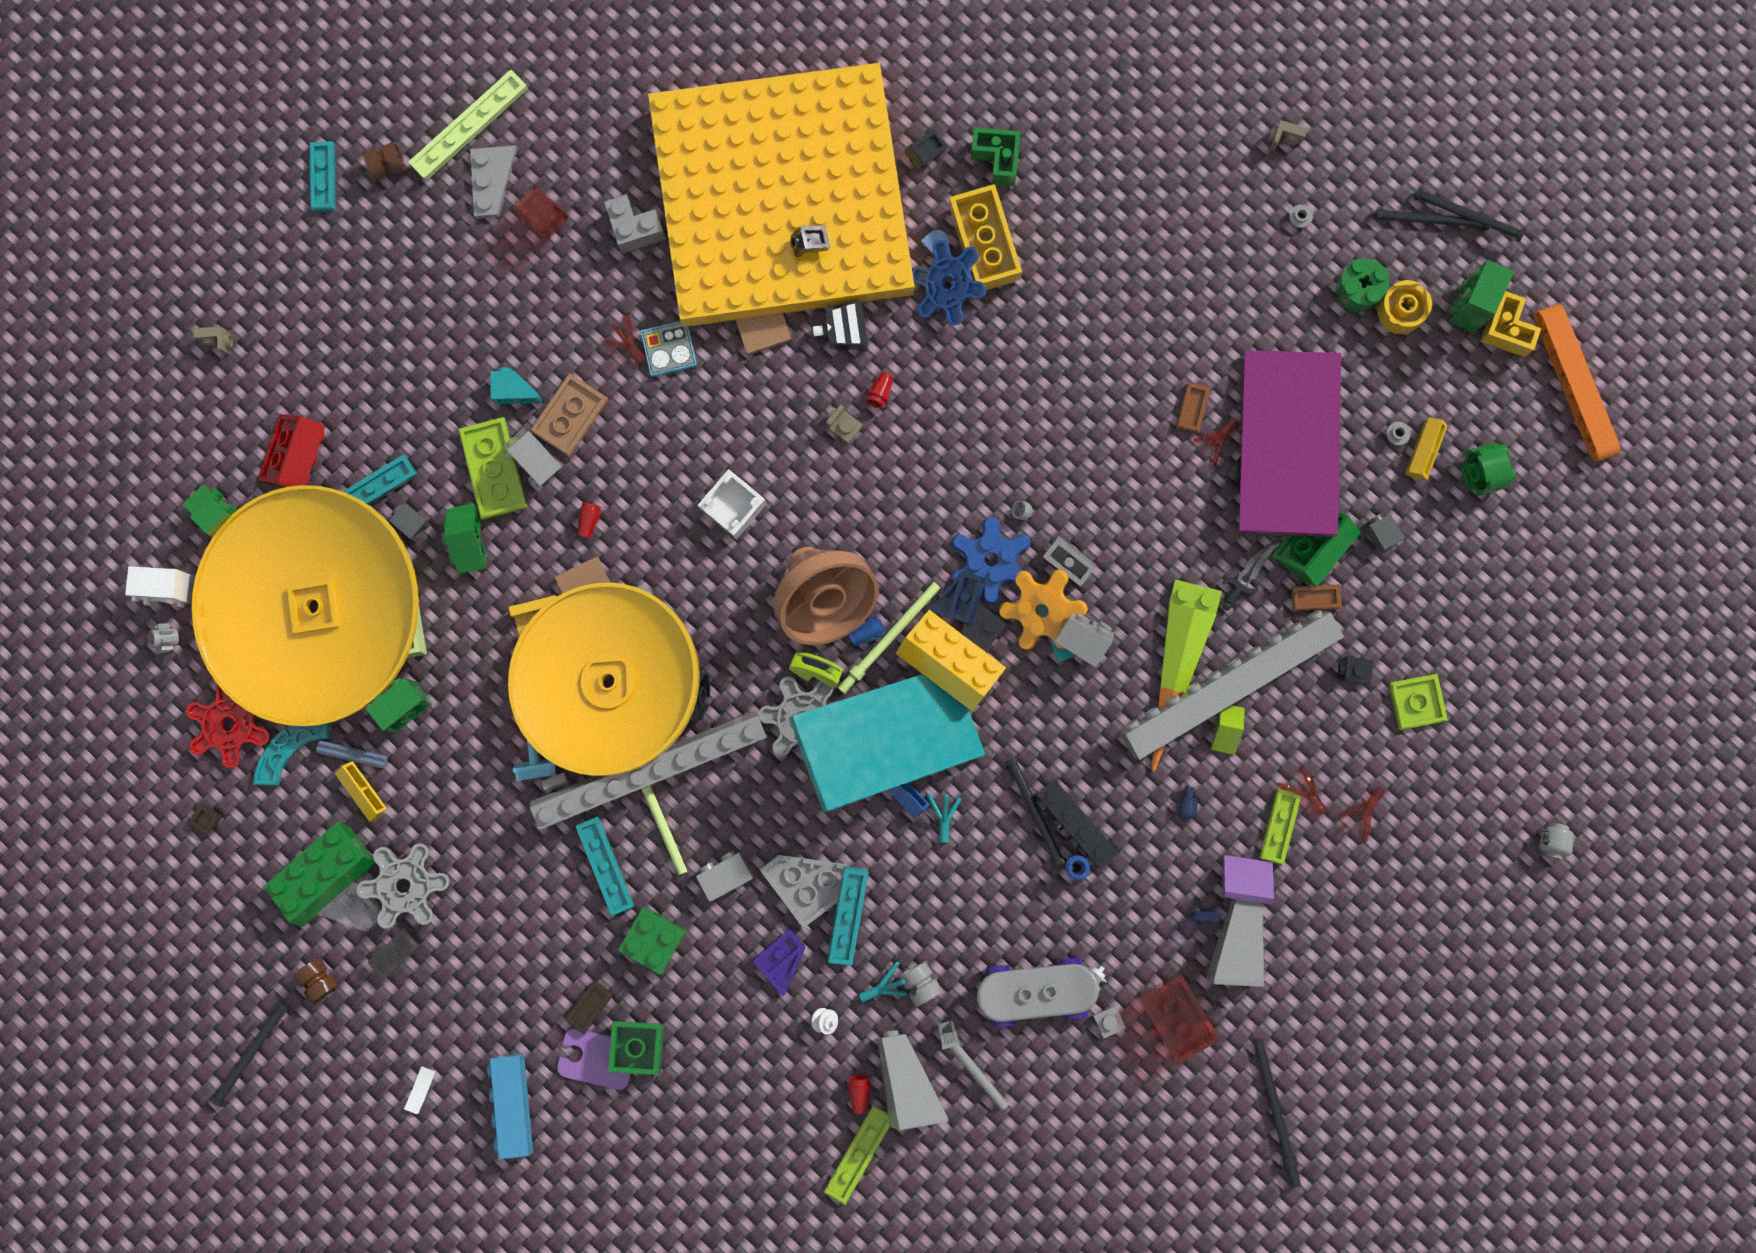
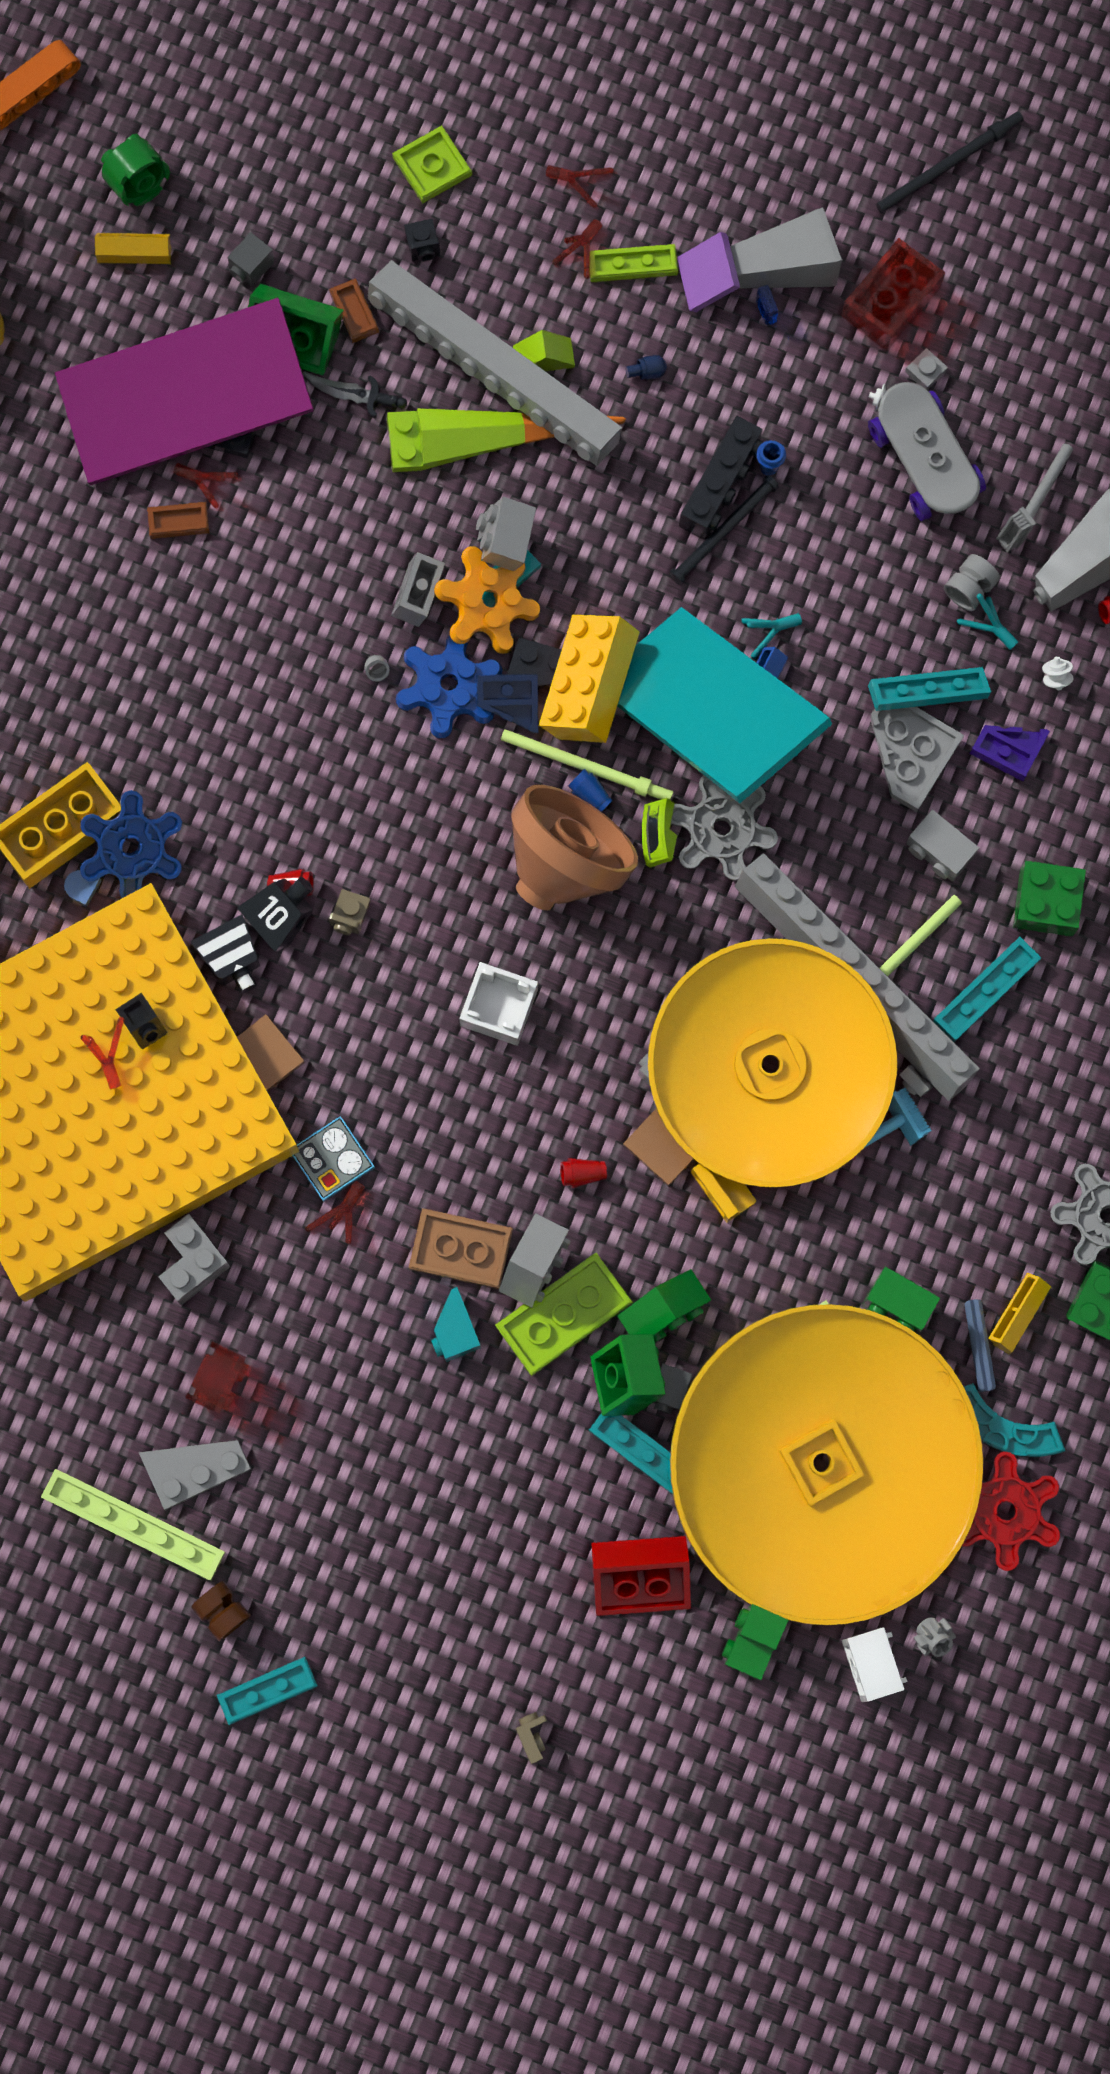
camera: 120 degrees left, 5 degrees down
(424, 491) = (627, 1375): none -> green brick
(790, 204) = (107, 1063): none -> clear red plant
(860, 370) = (279, 911): none -> black torso
(1393, 438) = (129, 291): light grey plate -> none

